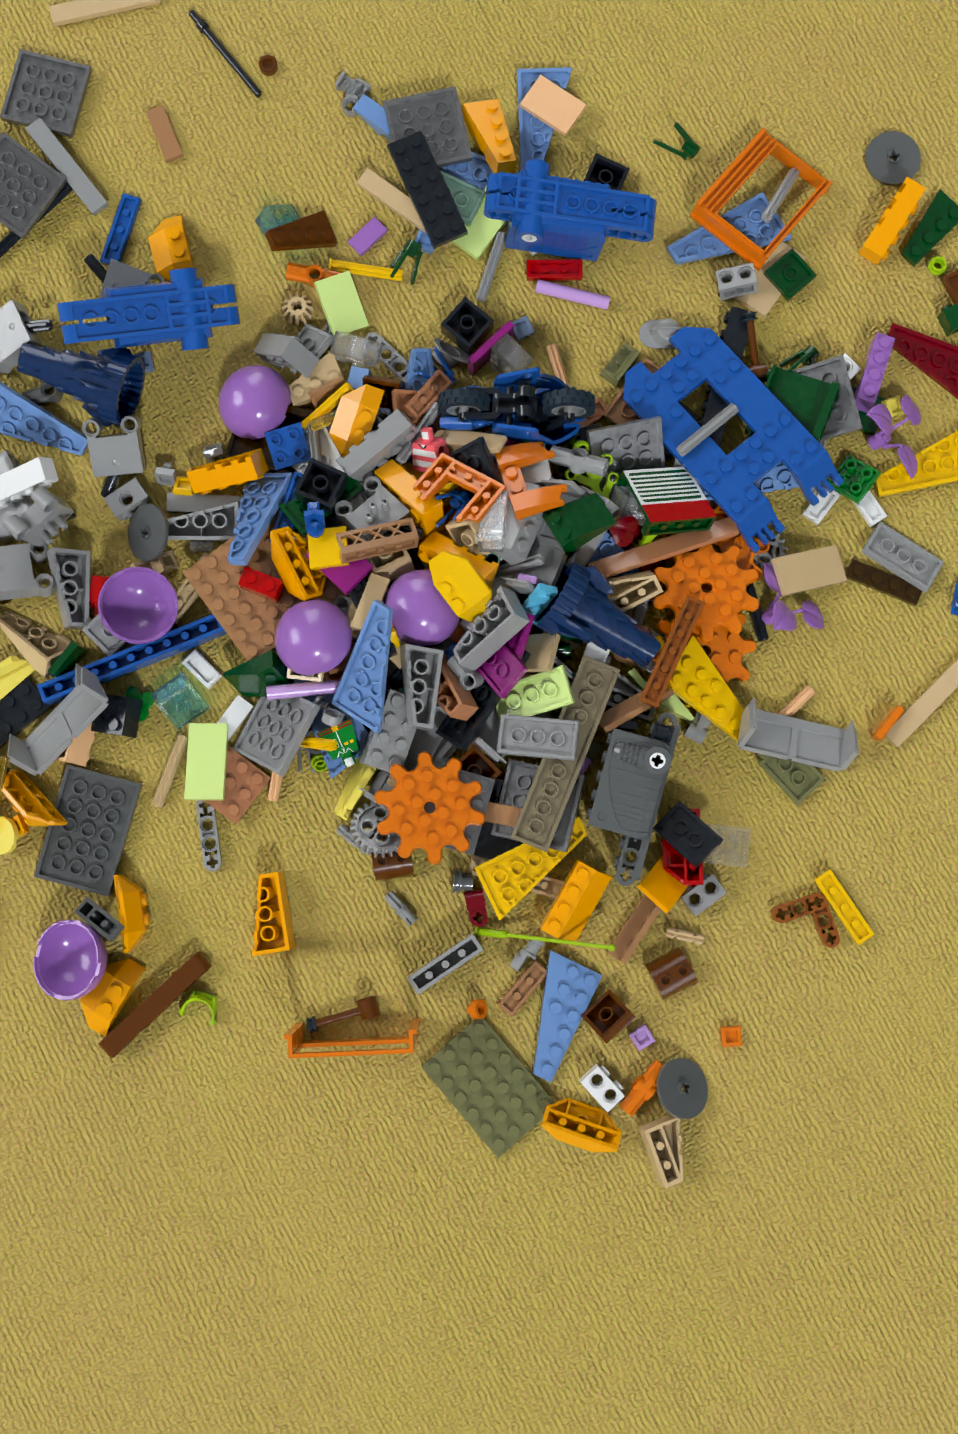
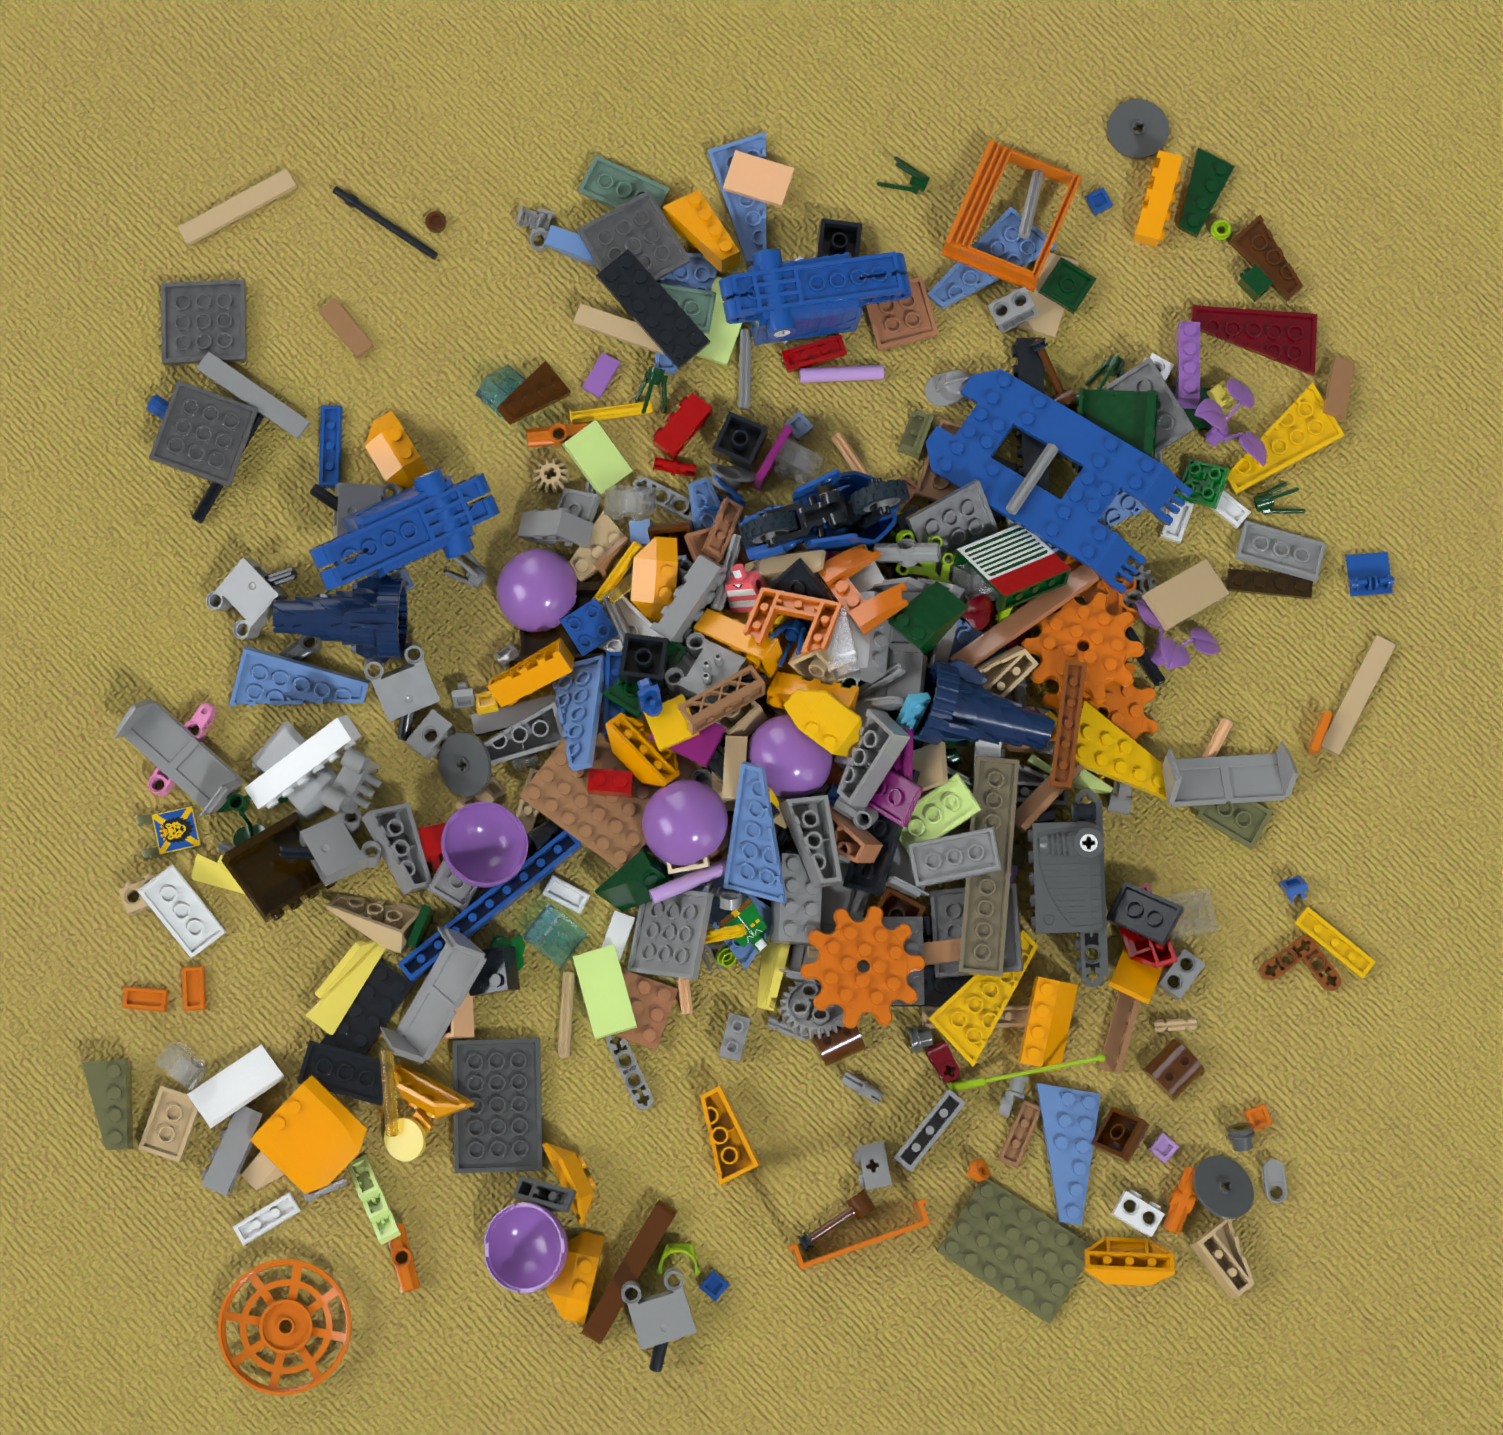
camera: 15 degrees left, 5 degrees down
(166, 1052) = (660, 1317): none -> light grey piece
(193, 612) = (542, 835): none -> black pin
(208, 376) = (475, 576): none -> light grey plant
(224, 1037) = (714, 1285): none -> blue tile
(305, 834) = (734, 1037): none -> light grey brick
(395, 968) = (877, 1153): none -> light grey brick
(405, 332) = (674, 467): none -> red pin
(422, 299) = (682, 425): none -> red brick
(426, 74) = (616, 185): none -> sand green plate
(532, 579) = (900, 692): lavender tile -> none
(639, 262) = (903, 320): none -> nougat plate
(711, 1048) = (1241, 1136): none -> dark grey piece
(728, 1090) = (1274, 1175): none -> light grey piece
(823, 848) = (1294, 886): none -> blue tile
(839, 211) = (1098, 201): none -> blue tile
(902, 510) = (1264, 500): none -> dark green plant

